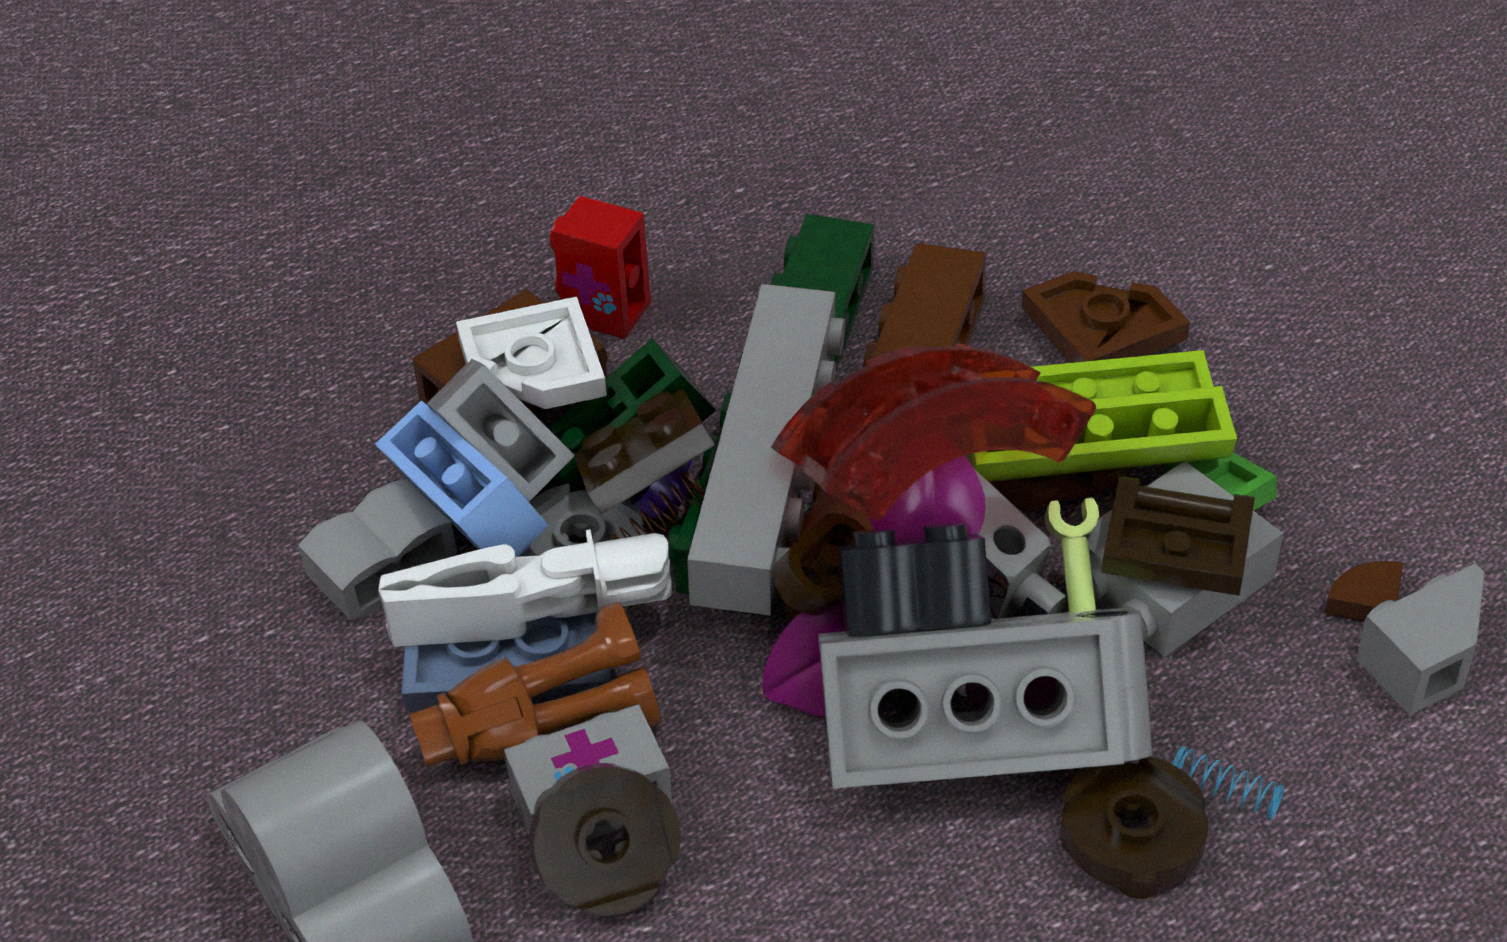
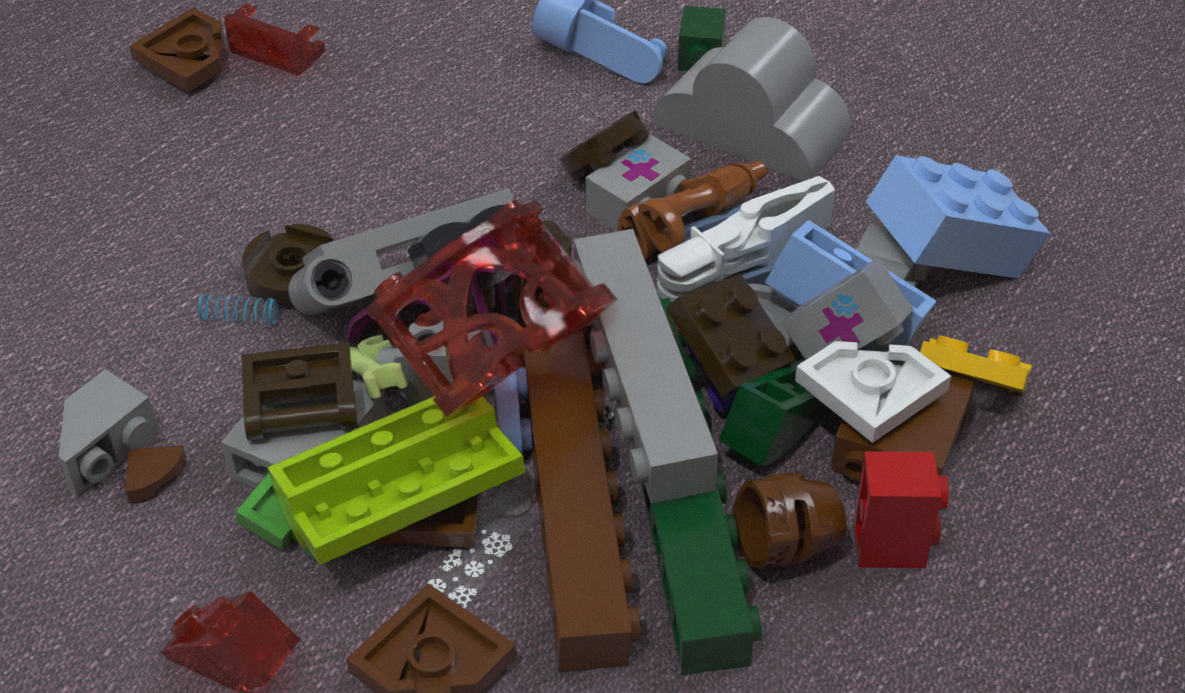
camera: 155 degrees right, 0 degrees up
(255, 525) = (957, 217): none -> light blue brick
(391, 370) = (998, 369): none -> yellow plate
(703, 301) = (787, 519): none -> reddish brown helmet
(1305, 370) = (231, 641): none -> clear red slope

